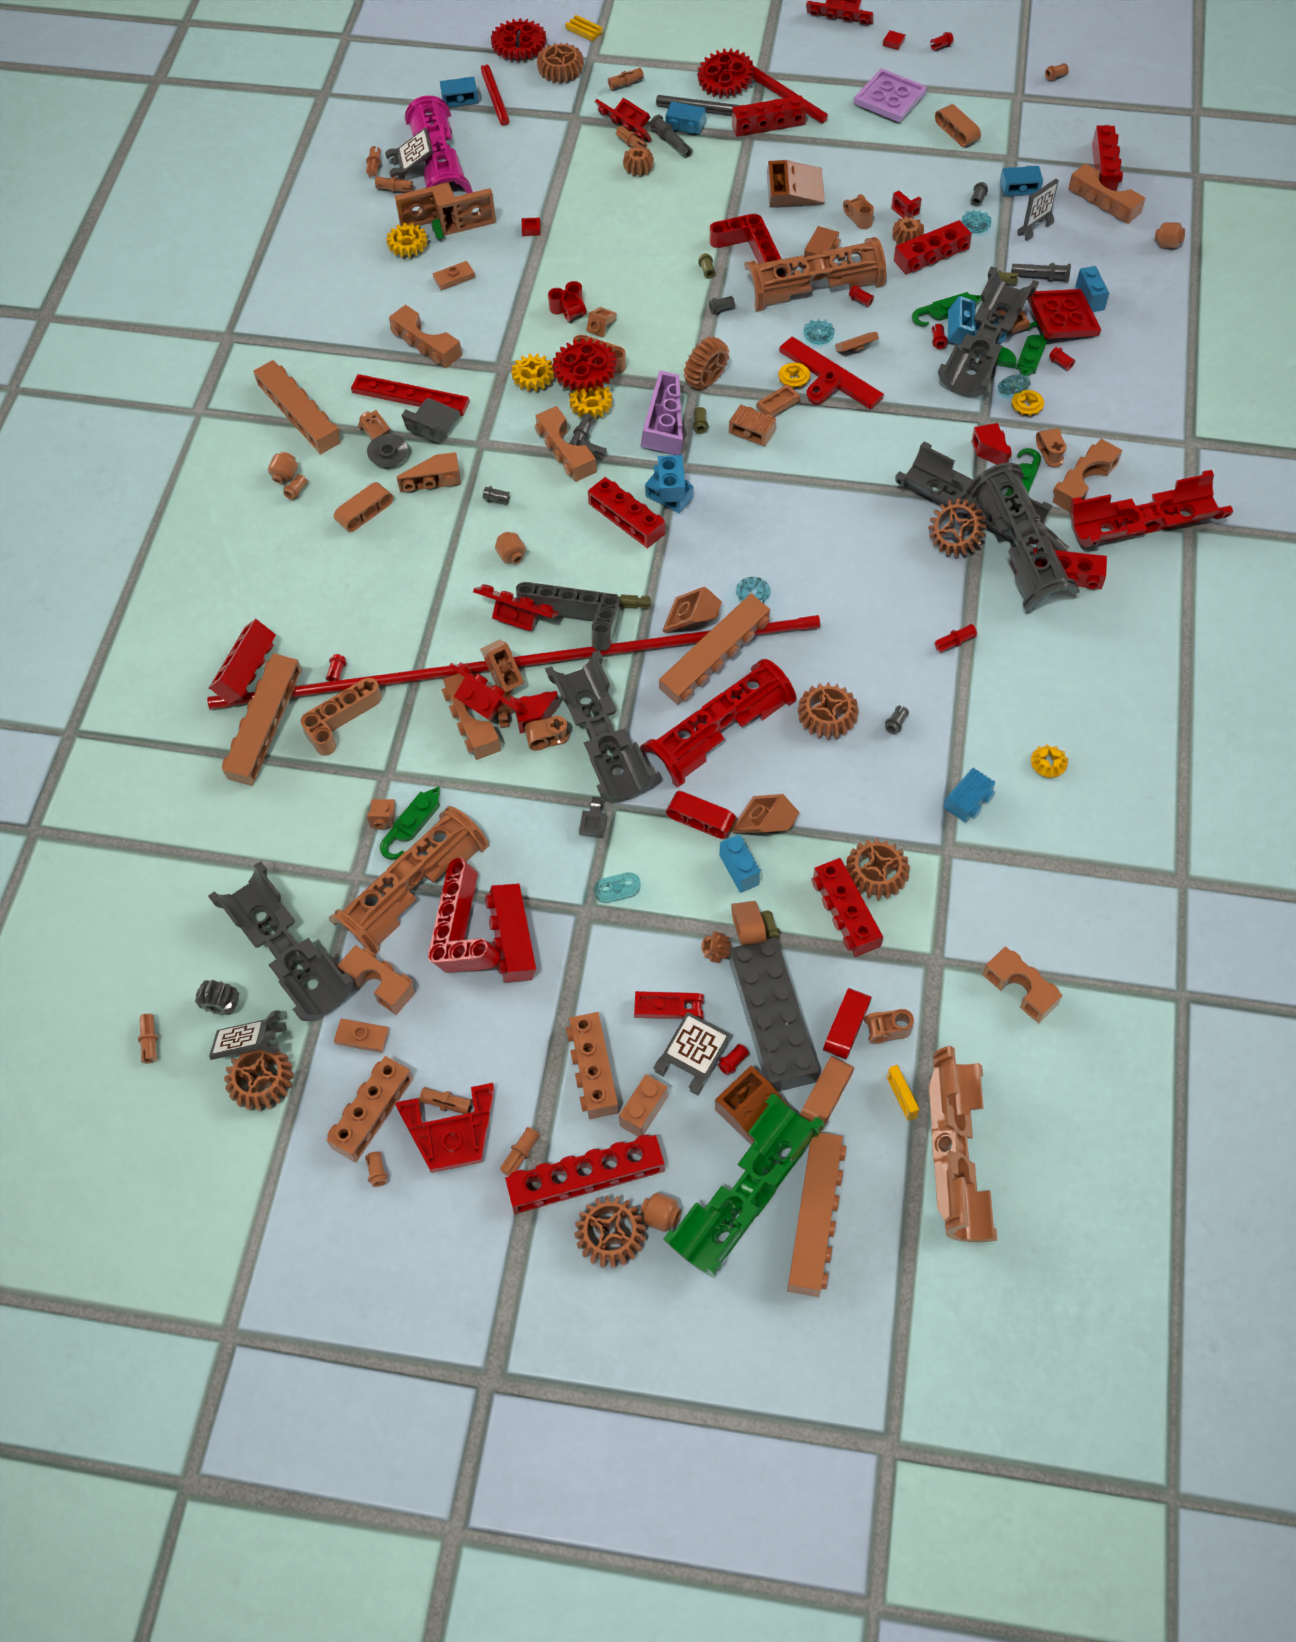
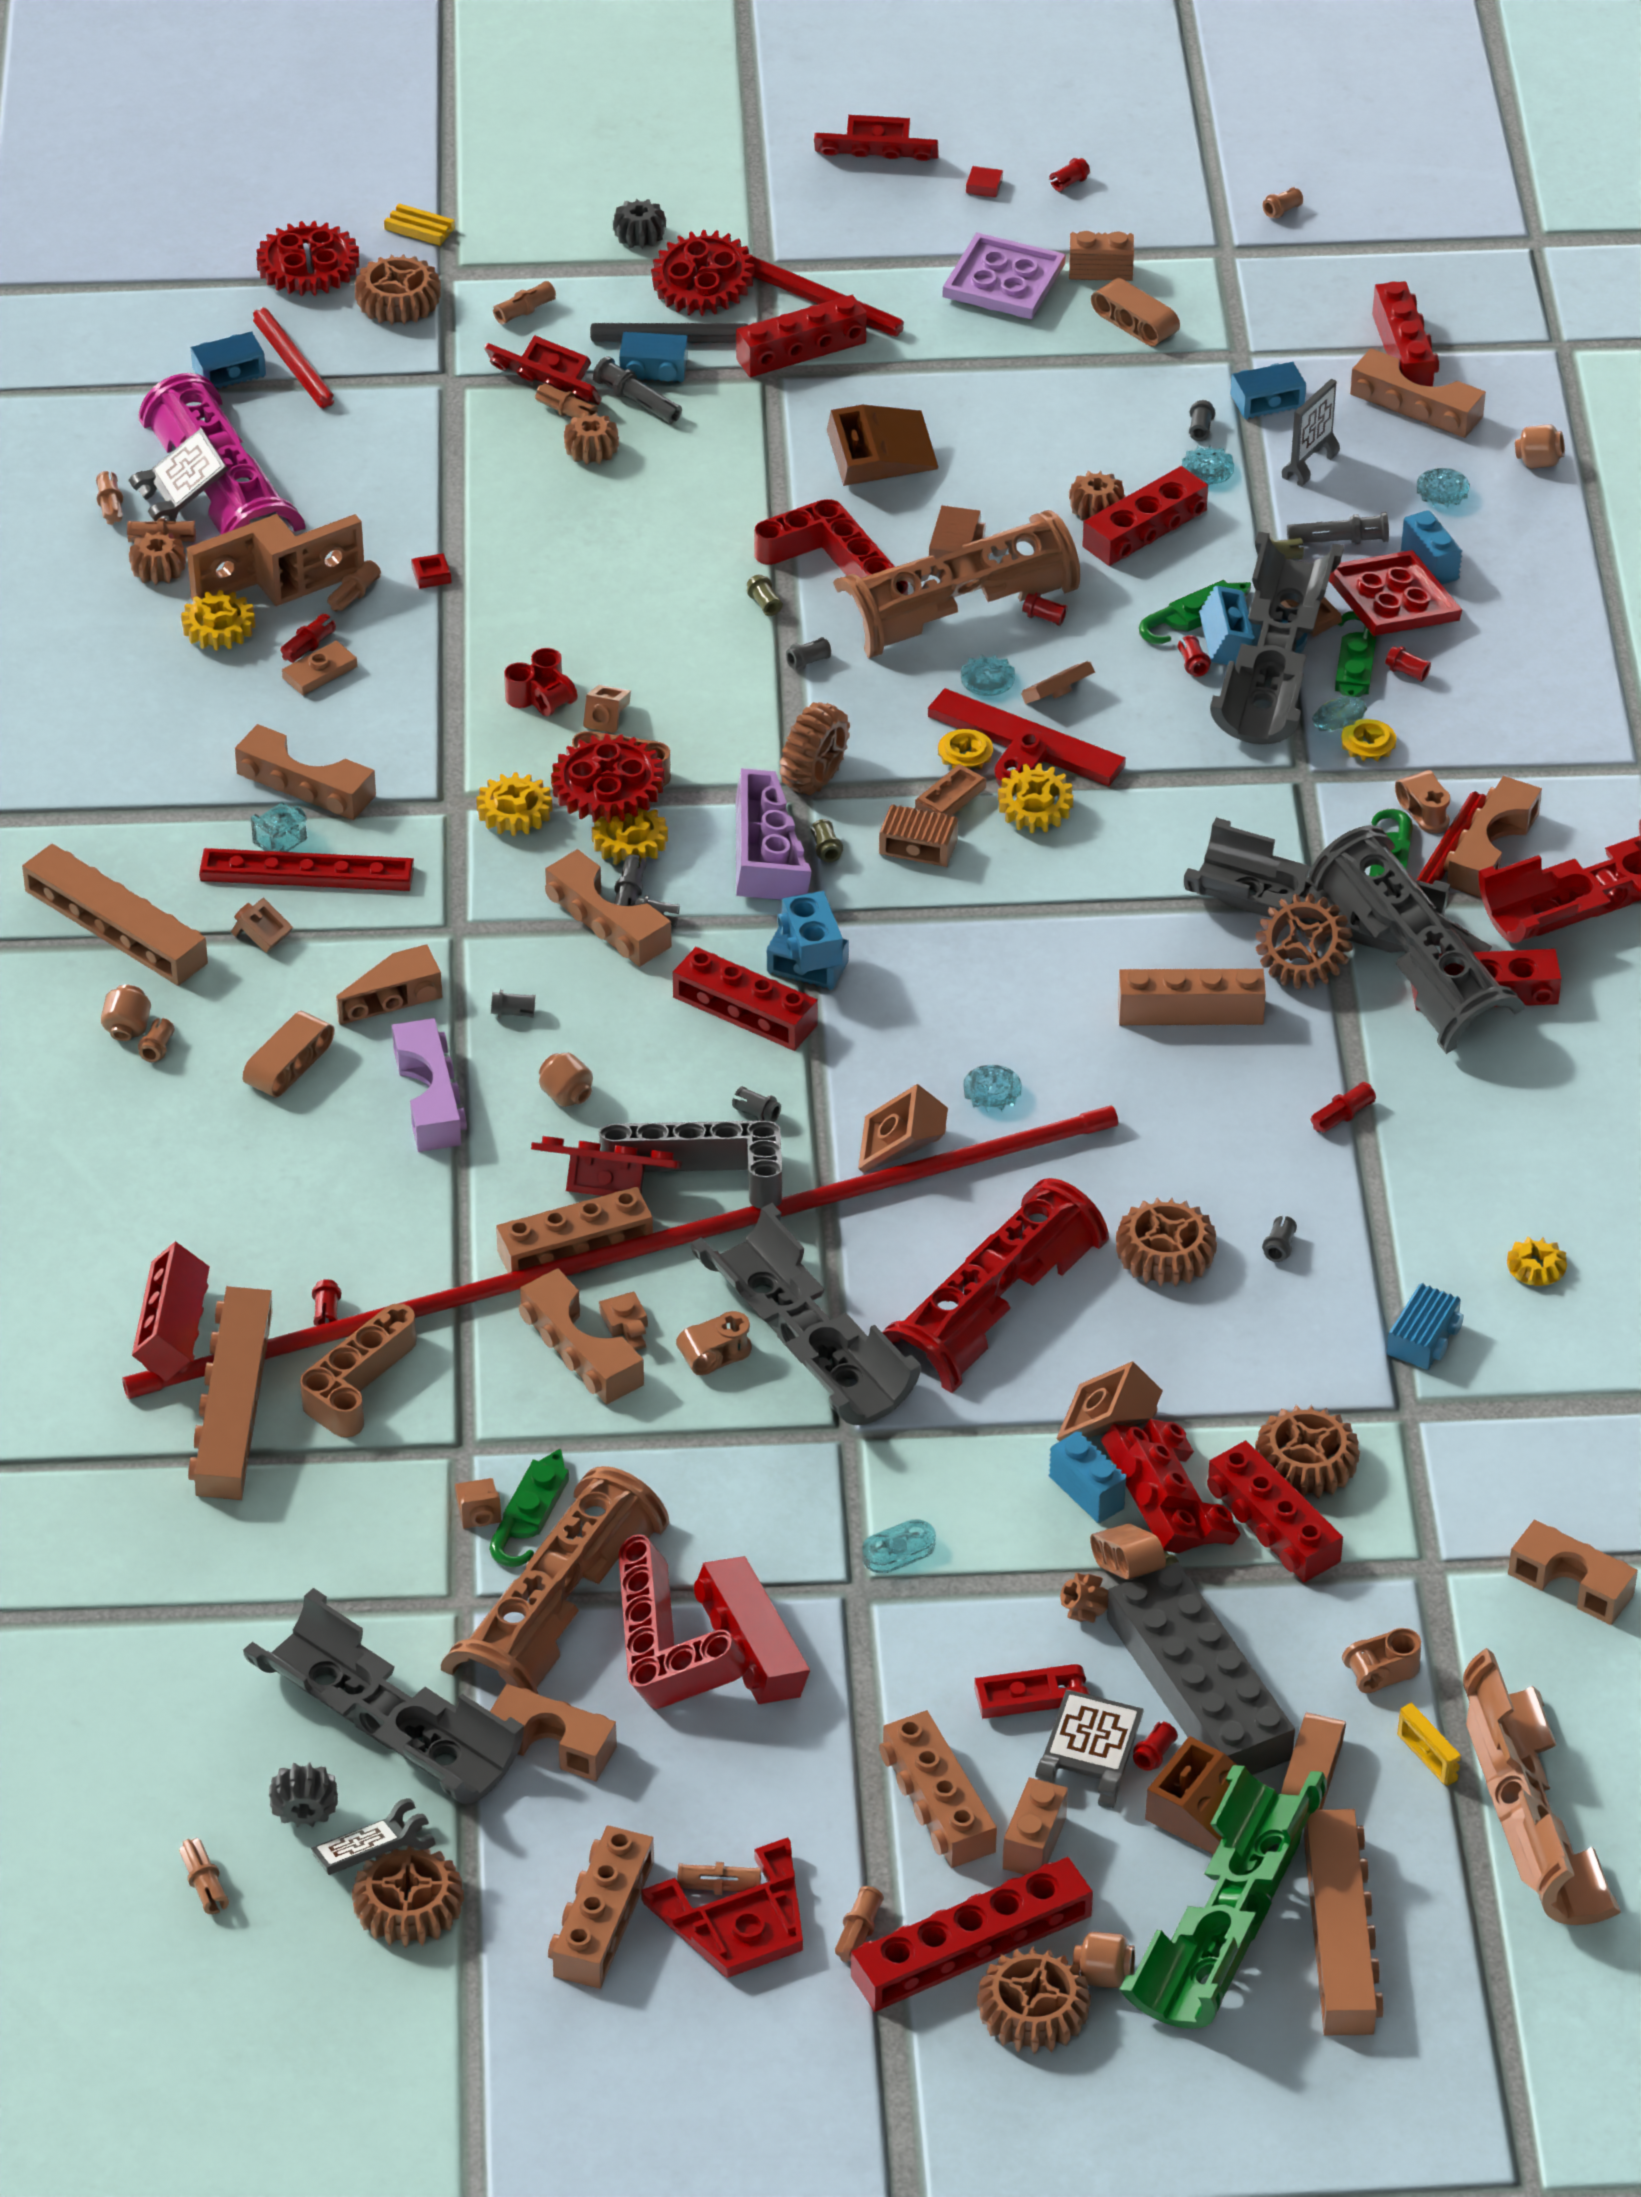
camera: 15 degrees left, 15 degrees down
(361, 1035) = (552, 1815): nougat plate -> none
(377, 1175) = (644, 1993): nougat pin -> none
(383, 199) = (157, 557): none -> nougat gear
(387, 450) = (300, 960): dark grey dish -> none
(401, 368) = (279, 828): none -> clear light blue brick
(431, 420) = (361, 903): dark grey bracket -> none
(432, 558) = (434, 1114): none -> lavender arch
(436, 227) = (265, 591): green tile -> none
(451, 257) = (307, 638): none -> red axle
(467, 646) = (573, 1229): none -> nougat brick
(480, 695) = (598, 1299): red bracket -> none
(486, 230) = (354, 586): none -> nougat axle
(502, 665) = (614, 1252): nougat brick -> none
(538, 708) = (682, 1308): red slope -> none
(593, 821) = (830, 1457): dark grey plate -> none
(618, 583) = (760, 1106): none -> dark grey pin
(634, 601) = (798, 1131): olive axle -> none
(699, 41) = (639, 223): none -> dark grey gear
(700, 814) = (1003, 1421): red beam -> none
(714, 649) = (957, 1178): nougat brick -> none
(782, 879) = (1163, 1488): none -> red bracket
(825, 411) = (1035, 798): none -> yellow gear
(847, 1023) = (1318, 1667): red beam -> none
(859, 211) = (1004, 474): nougat piece -> none
(883, 552) = (1191, 996): none -> nougat brick
(904, 206) = (1079, 455): red bracket -> none
(946, 90) = (1101, 256): none -> nougat brick
(991, 444) = (1323, 809): red slope -> none
(1006, 358) = (1317, 676): green tile -> none
(1047, 490) = (1435, 866): none -> red axle
(1114, 249) = (1453, 482): none -> clear light blue gear

